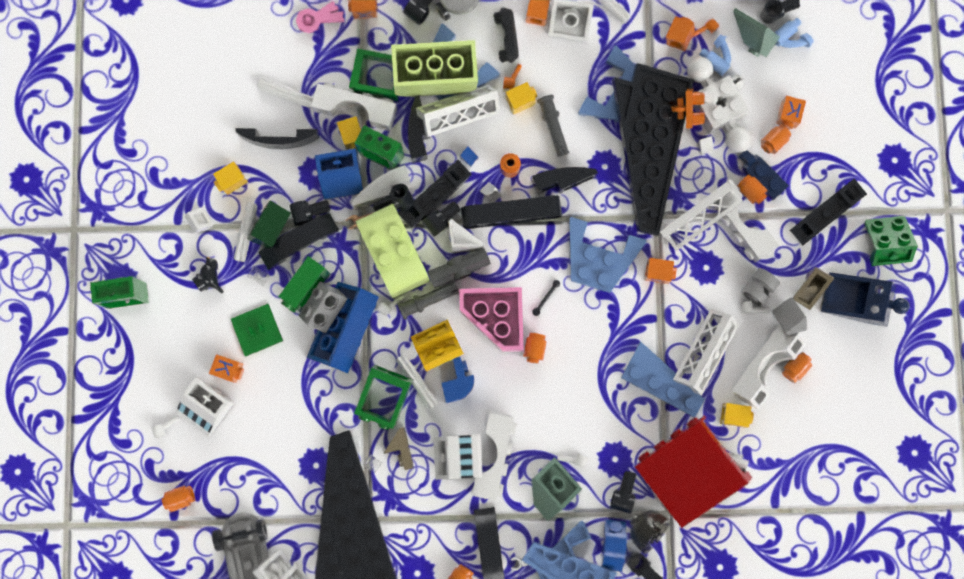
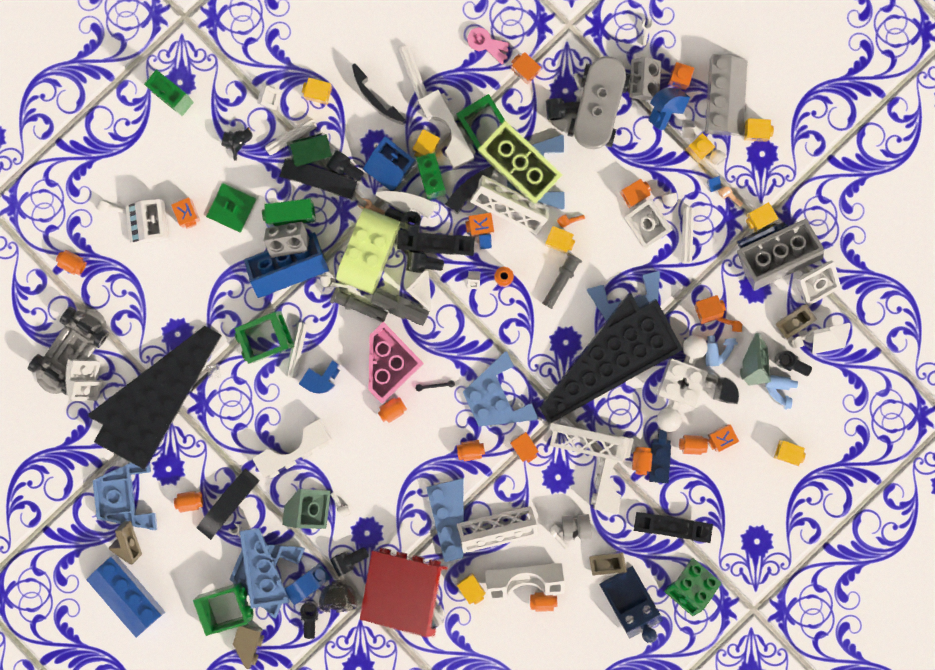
camera: 40 degrees right, 5 degrees up
(258, 275) = (269, 173): clear piece -> none
(401, 443) = (244, 378): dark tan slope -> none
(436, 345) = (332, 341): yellow slope -> none
(452, 147) = (480, 224): none -> orange brick
(457, 457) = (269, 425): white slope -> none
(511, 49) = (608, 177): black piece -> none
(511, 212) = (472, 307): black beam -> none
(562, 178) = (528, 321): black slope -> none
(624, 315) = (470, 450): none -> orange brick
(692, 98) = (652, 372): orange hips -> none
(706, 145) = (645, 400): white piece -> none
(757, 75) = (726, 391): none -> black brick
(790, 317) = (572, 566): light grey slope -> none
(848, 72) = (790, 453): none -> yellow brick

